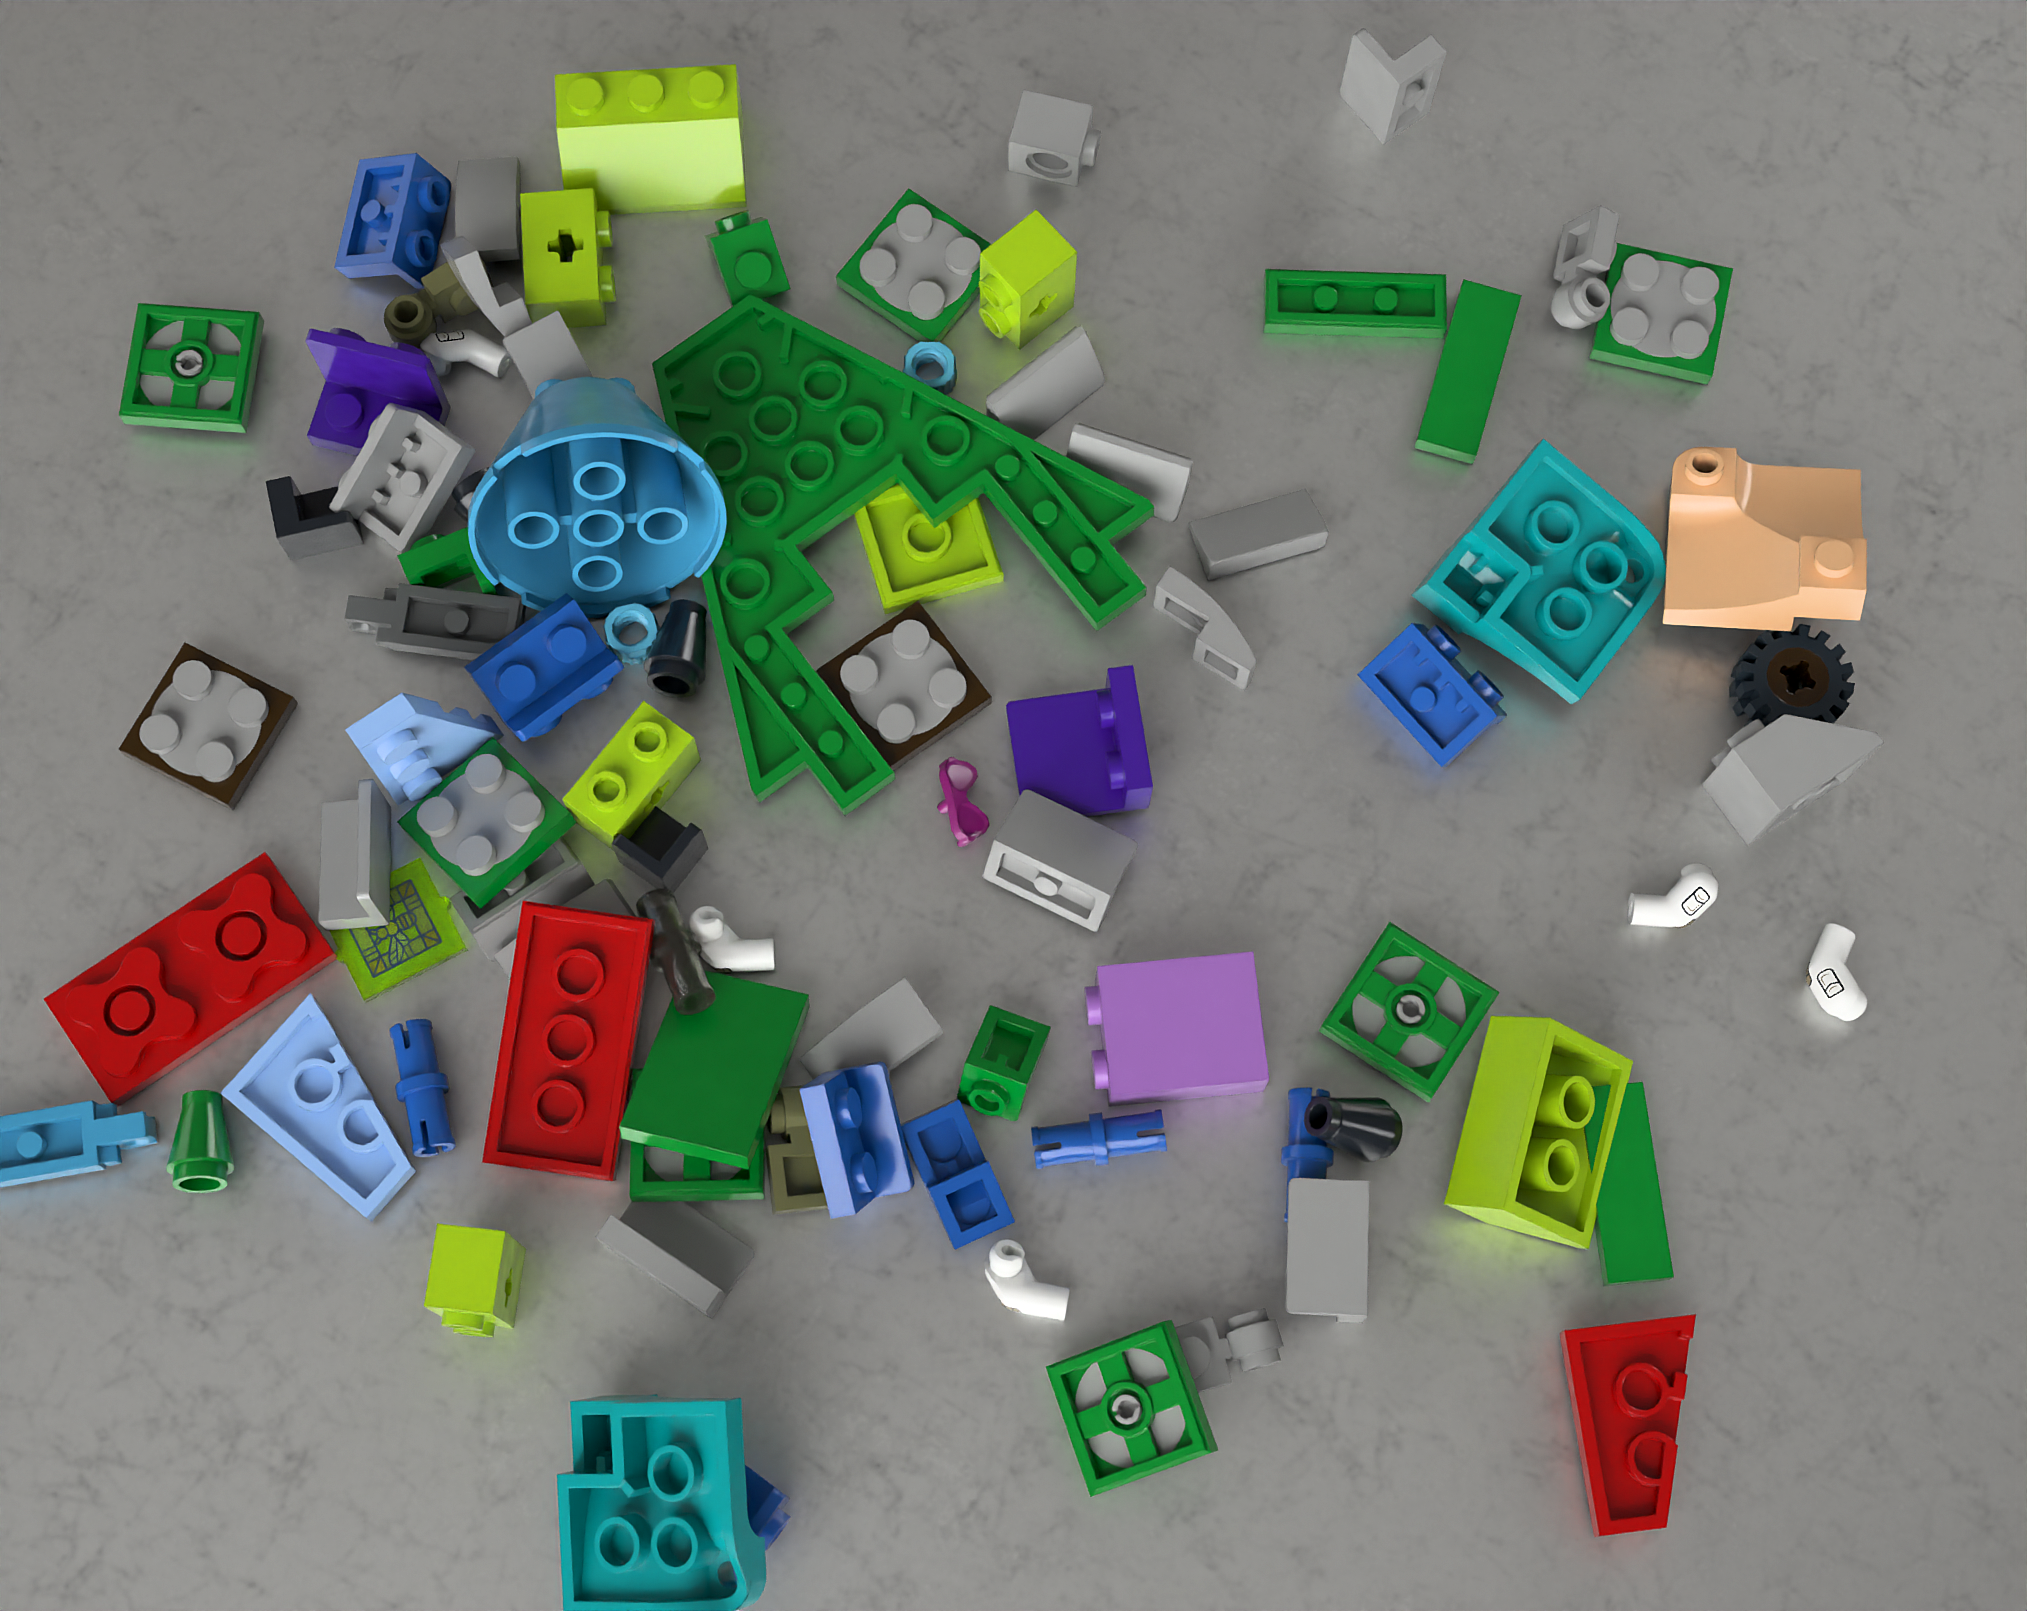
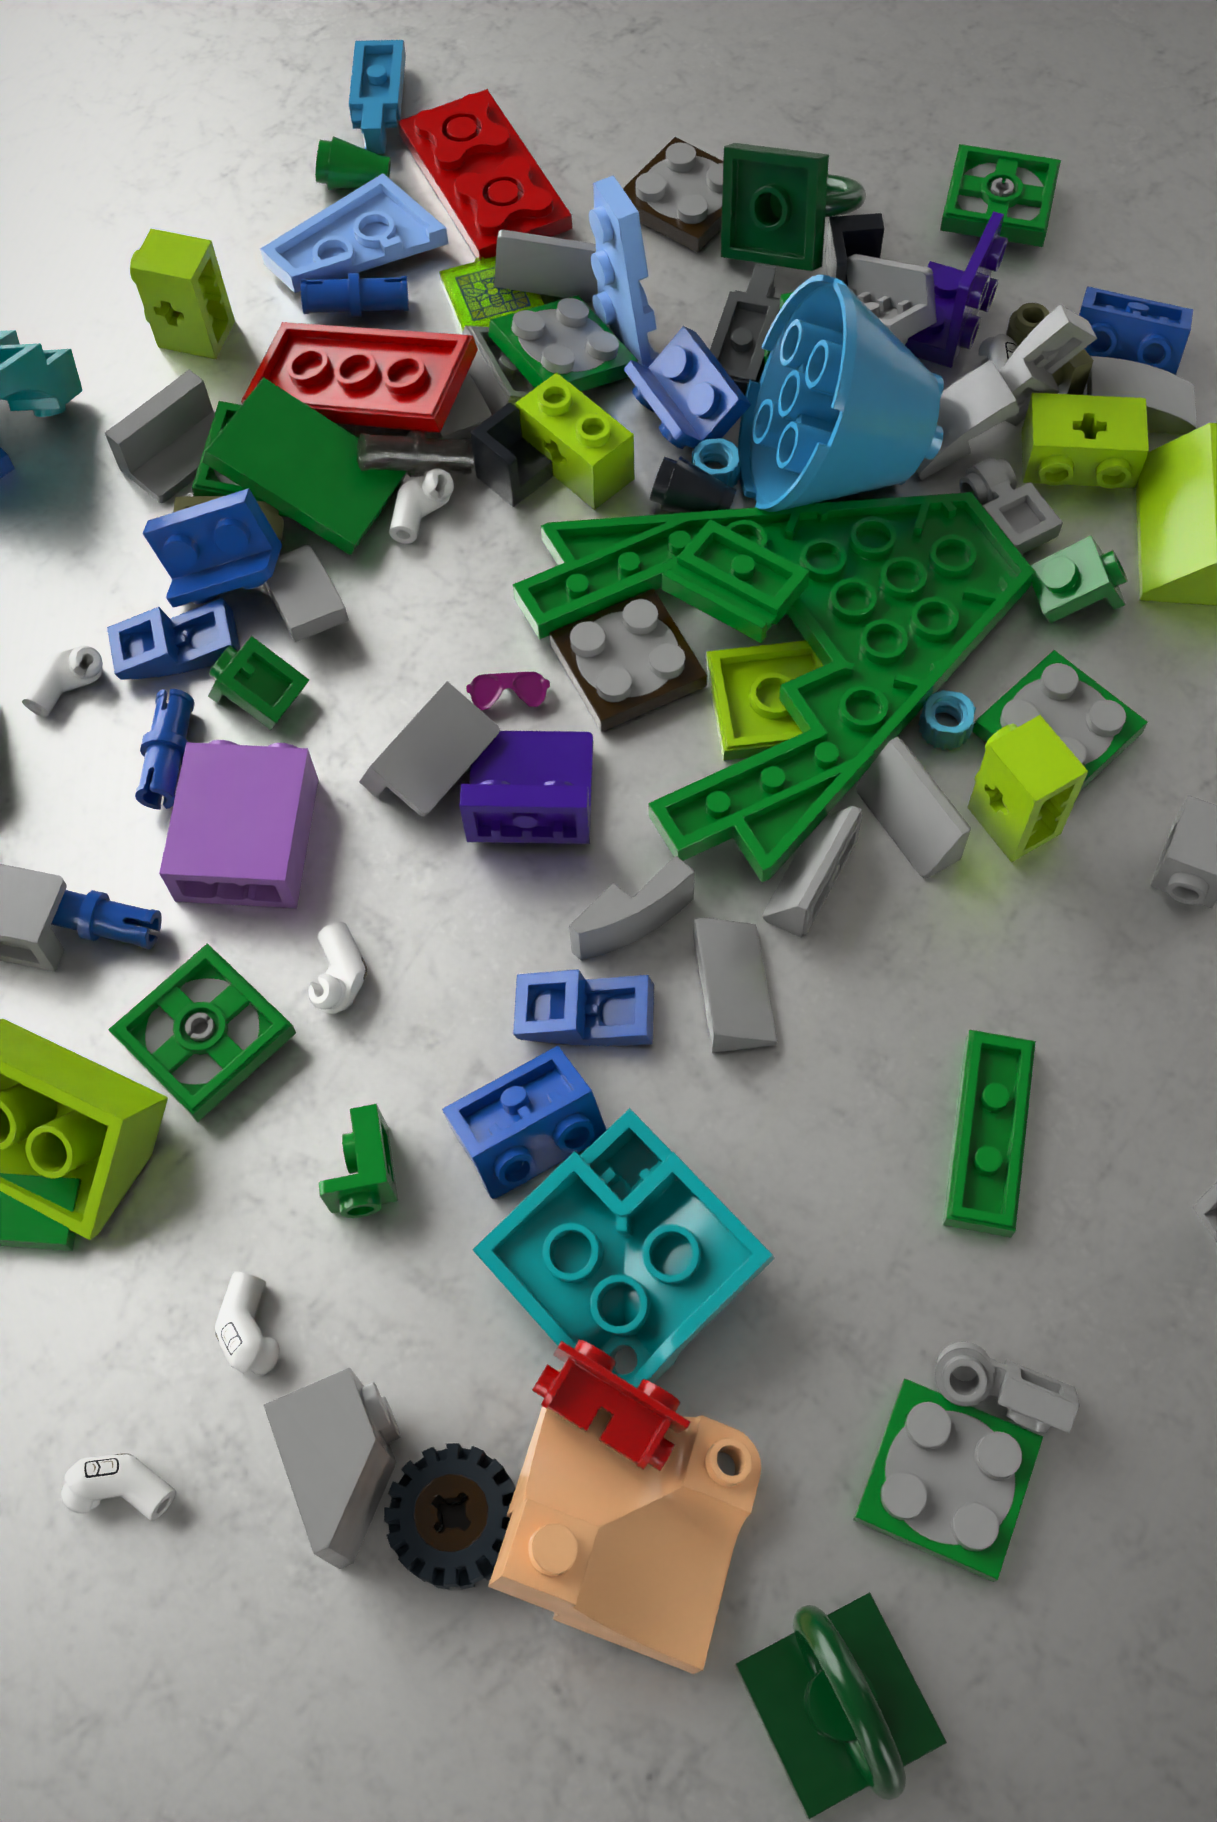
camera: 105 degrees right, 10 degrees down
(270, 594) = (779, 205): none -> dark green tile
(666, 320) = (1019, 511): none -> light grey plate
(822, 571) = (735, 580): none -> green plate
(1309, 662) = (583, 1011): none -> blue slope
(1319, 894) = (344, 976): none -> white arm
(1356, 1125) = (101, 950): black cone -> none
(1468, 372) = (896, 1236): green tile -> none
(1501, 819) = (370, 1155): none -> green bracket
(1679, 575) = (638, 1414): none -> red hinge
(1853, 371) = (840, 1705): none -> dark green tile

